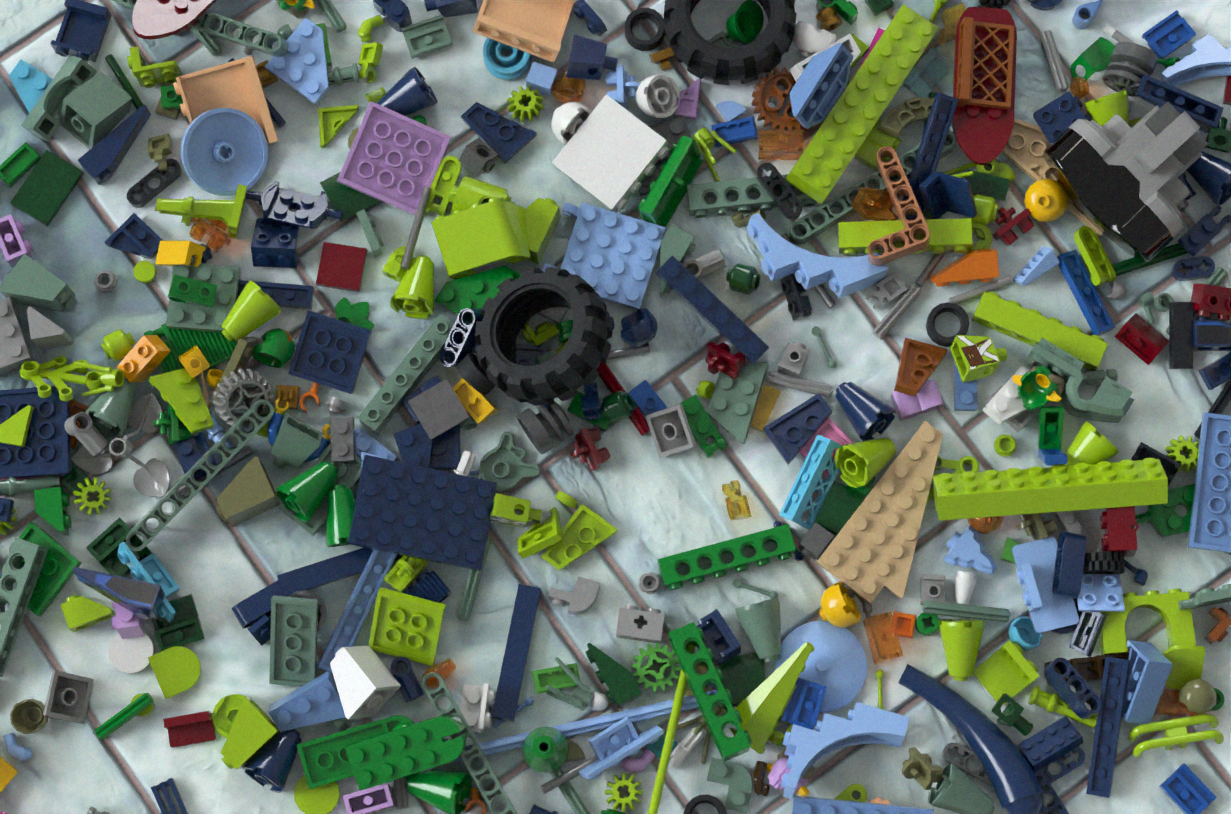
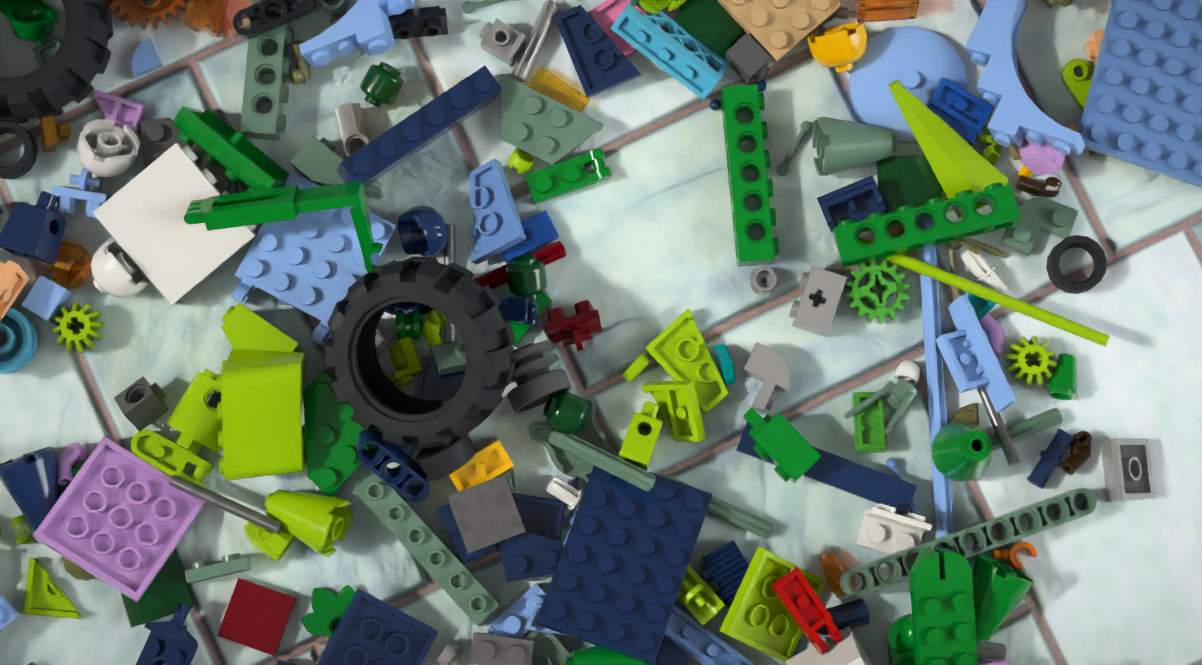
camera: 85 degrees left, 5 degrees up
(407, 647) = (806, 608): none -> red hinge
(428, 114) = (67, 458): none -> lavender arm
(492, 483) = (602, 459): none -> sand green axle
(497, 132) = (109, 372): dark blue wing -> none
(523, 453) = (566, 412): none -> dark green head
(526, 613) = (781, 444): none -> green hinge
(581, 563) = (725, 363): none -> teal tile
(617, 678) = (887, 341): dark green slope -> none
(635, 223) = (285, 204): none -> green hinge
(662, 377) = (495, 213): none -> medium blue wing
(670, 430) = (569, 213): light grey slope -> none
(705, 142) = (184, 96): lime plant -> none
(722, 360) = (489, 130): dark red hips -> none
(736, 131) = (177, 58): blue plate -> none
(736, 503) = (679, 148): clear yellow plate -> none
(880, 674) = (929, 15): lime hinge -> none

